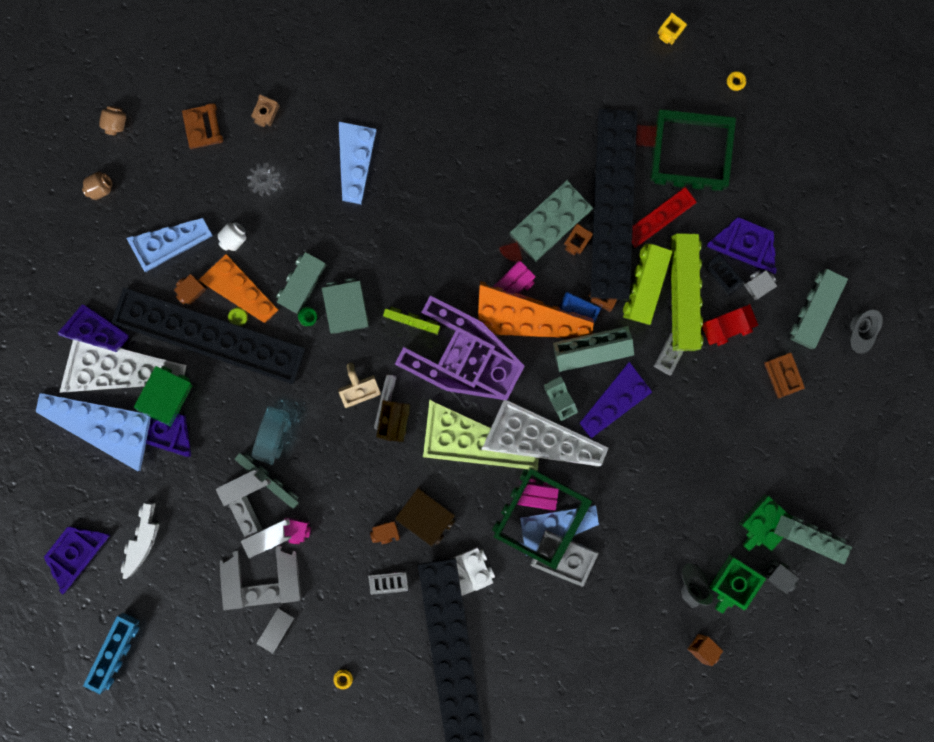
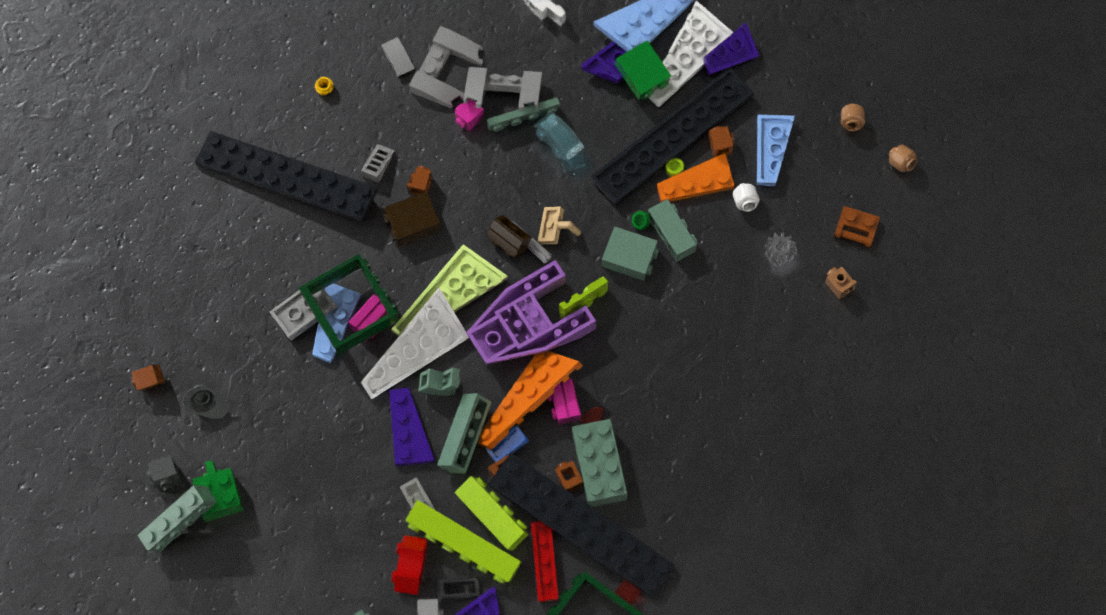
camera: 120 degrees right, 20 degrees down
(355, 158) = (754, 333): light blue wing -> none
(473, 570) = (342, 232): white plate -> none
(736, 585) = (184, 435): green hinge -> none
(784, 375) = (335, 587): dark orange plate -> none

